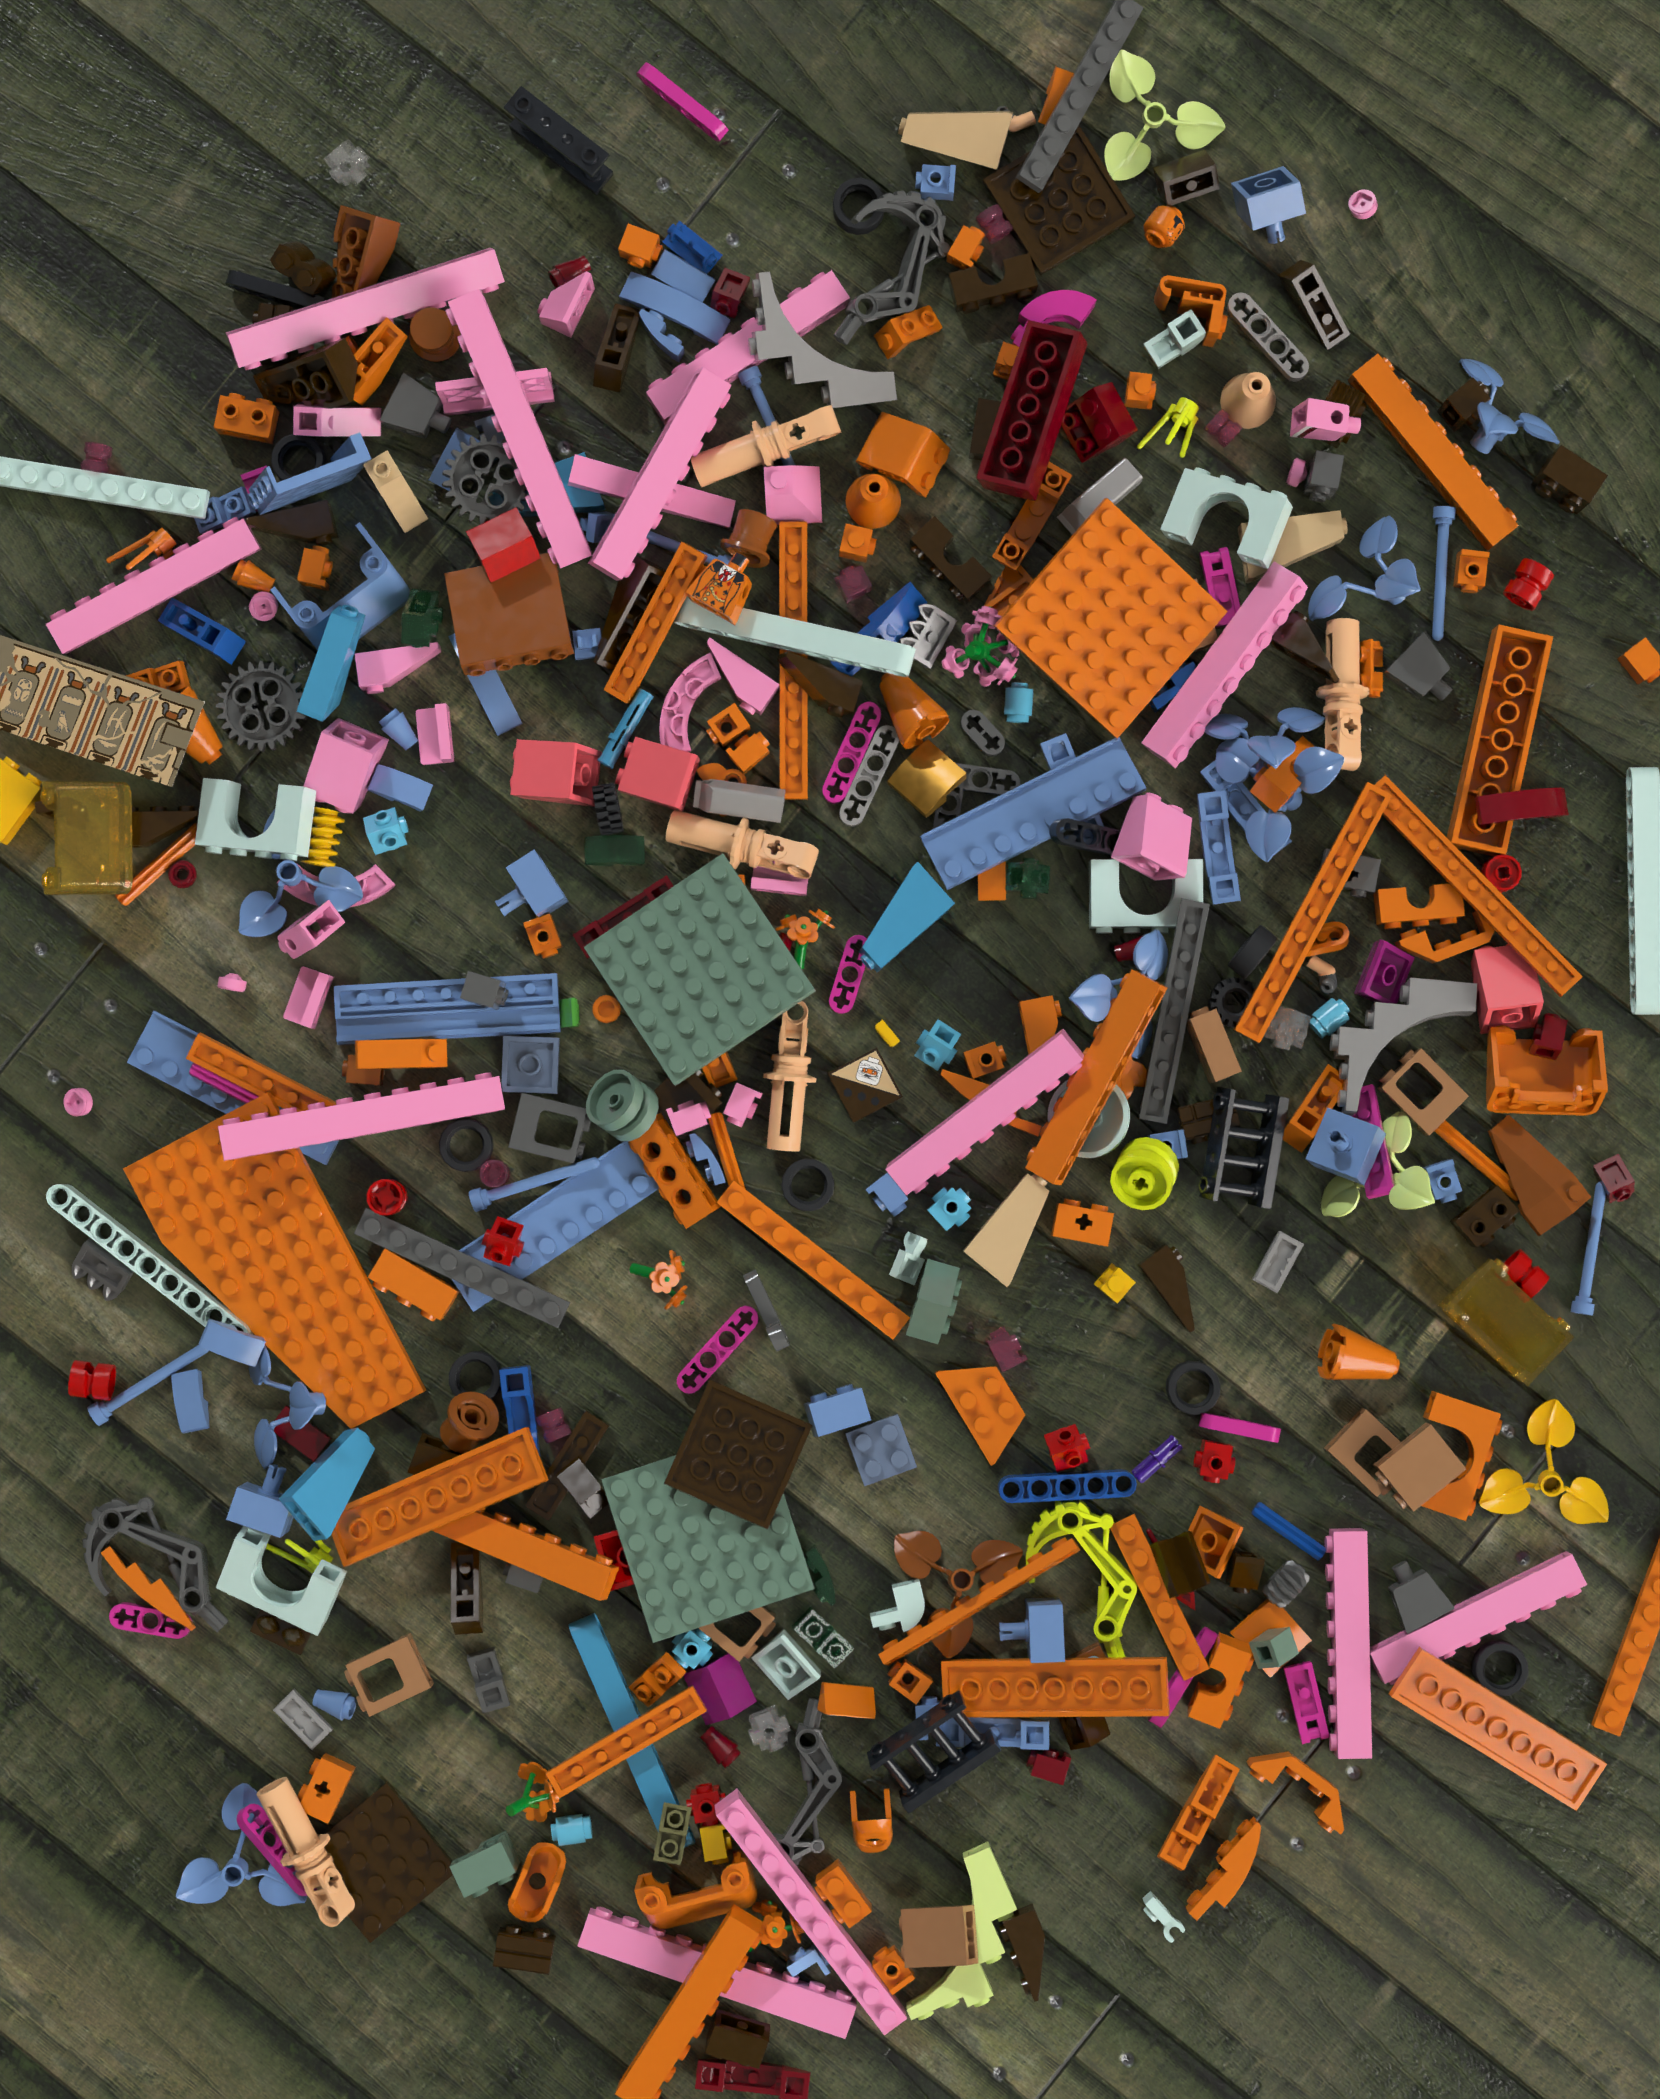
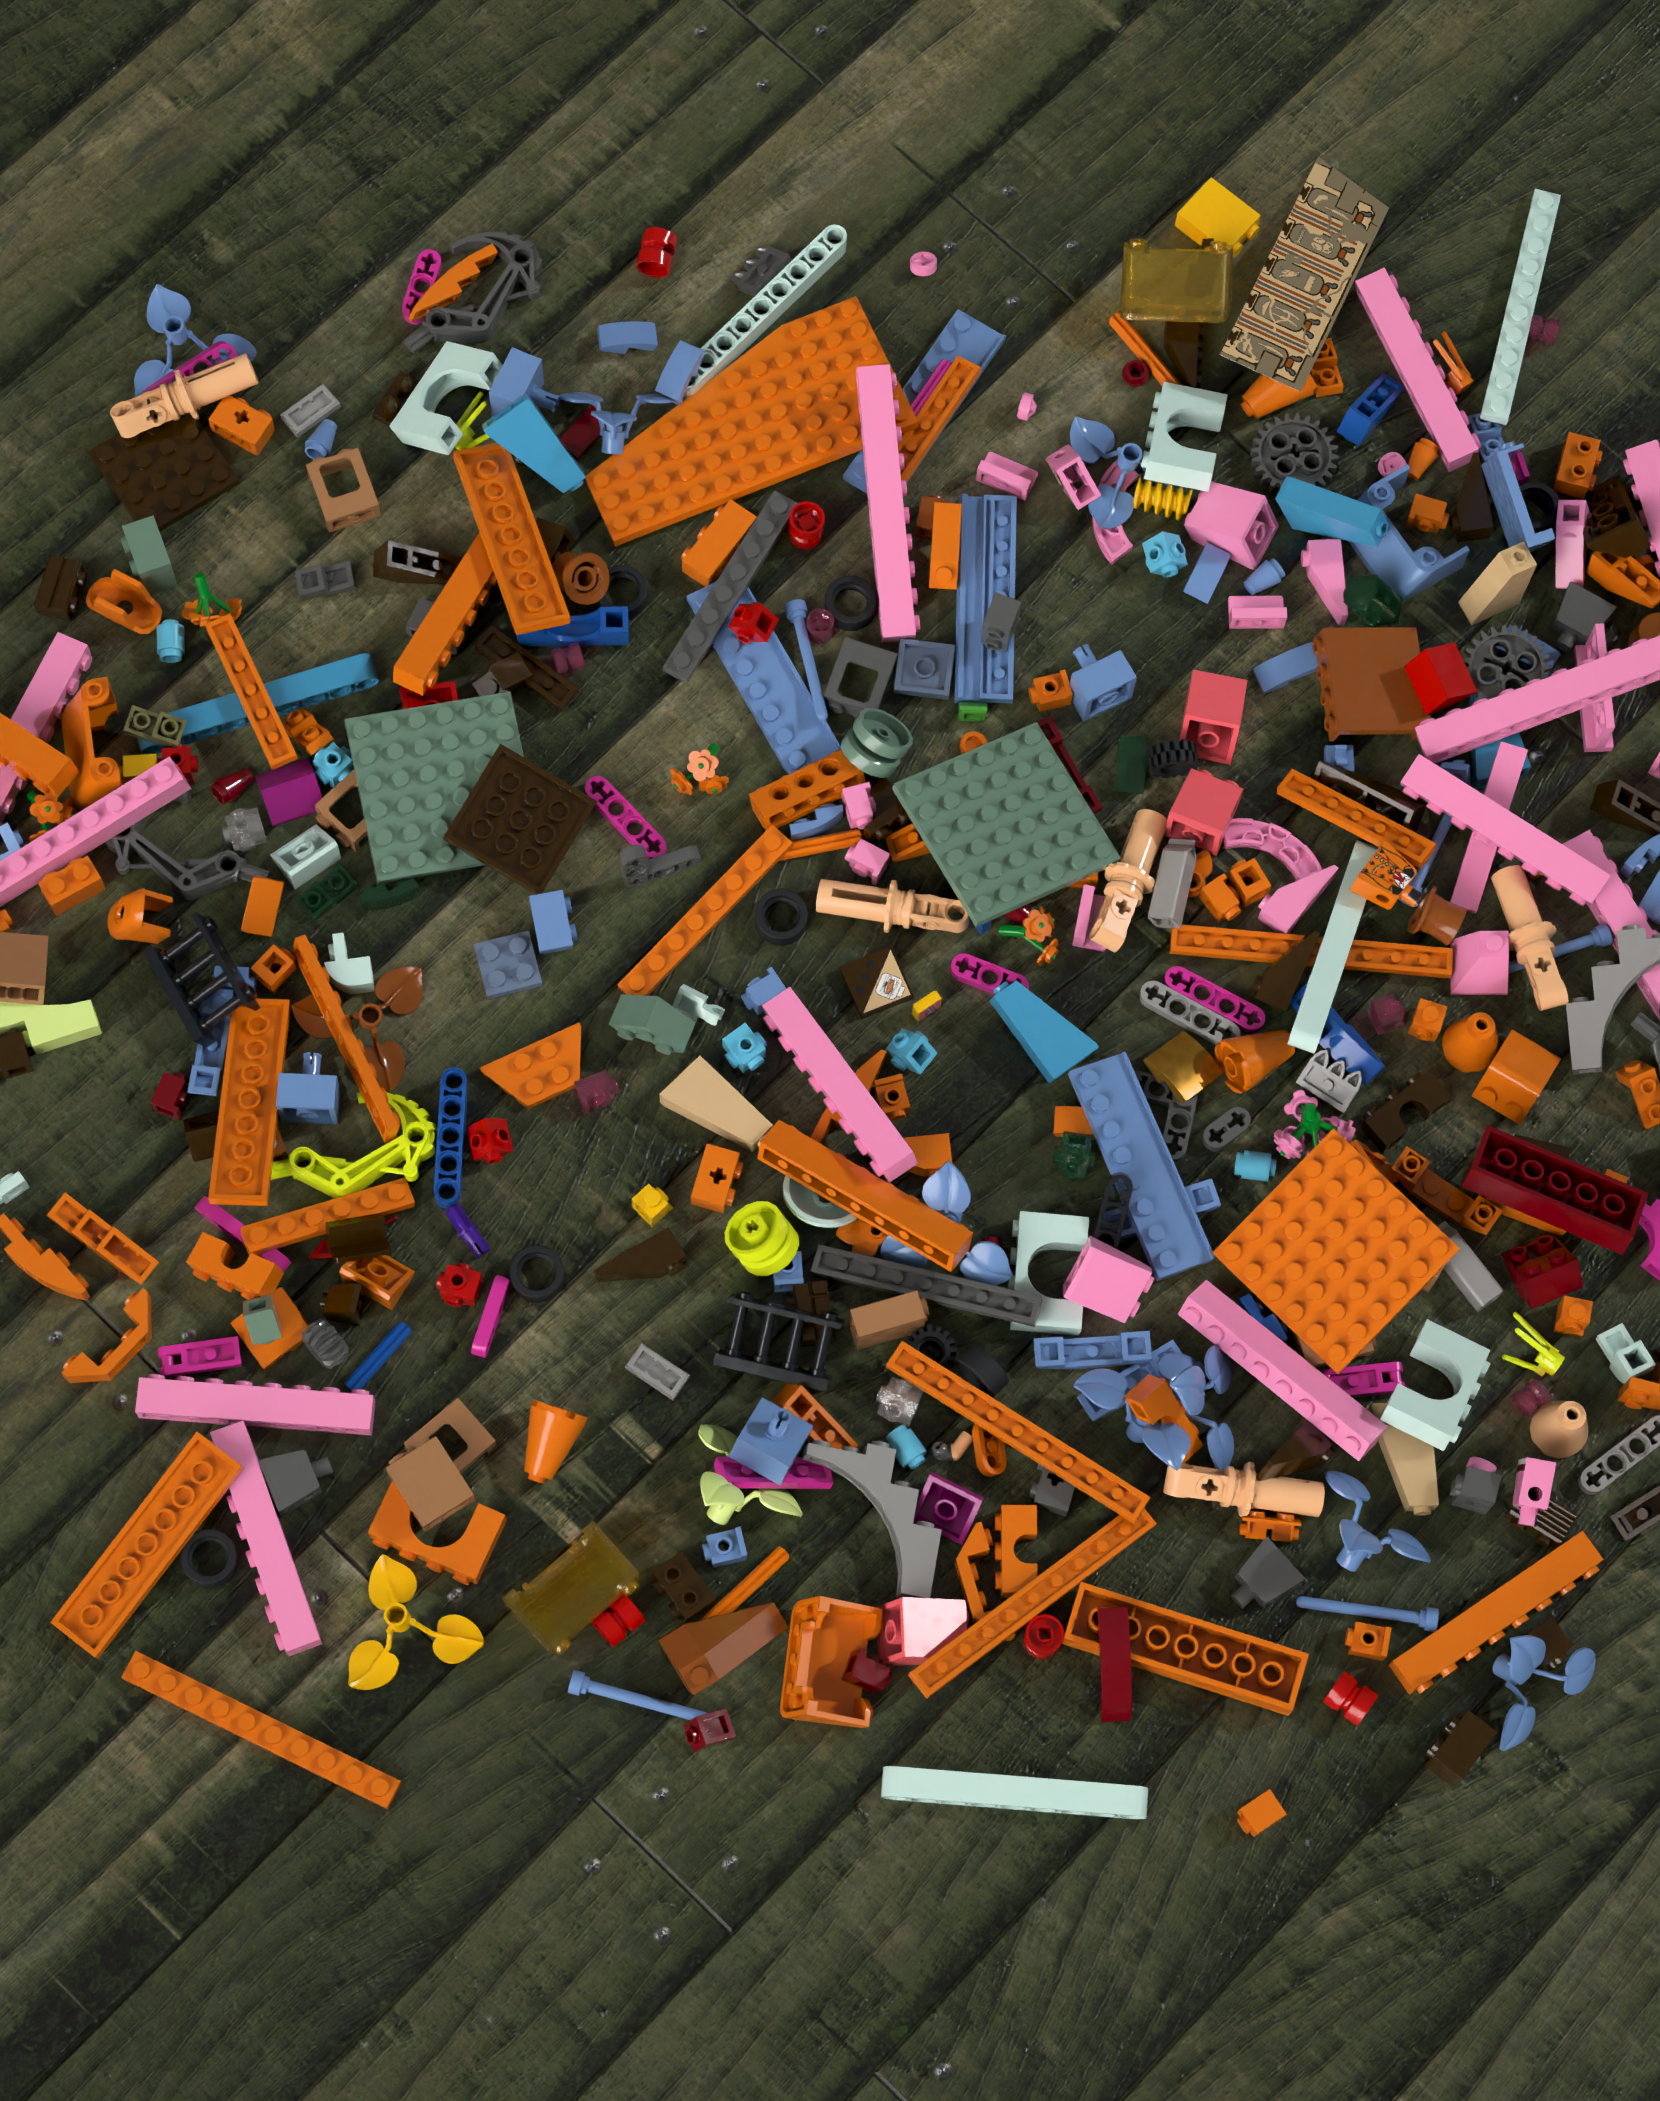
camera: 95 degrees right, 15 degrees down
(102, 1411) = (626, 261): medium blue piece -> none
(609, 757) = (1252, 786): dark azure pin -> none
(1439, 1108) = (801, 1548): medium nougat window -> none

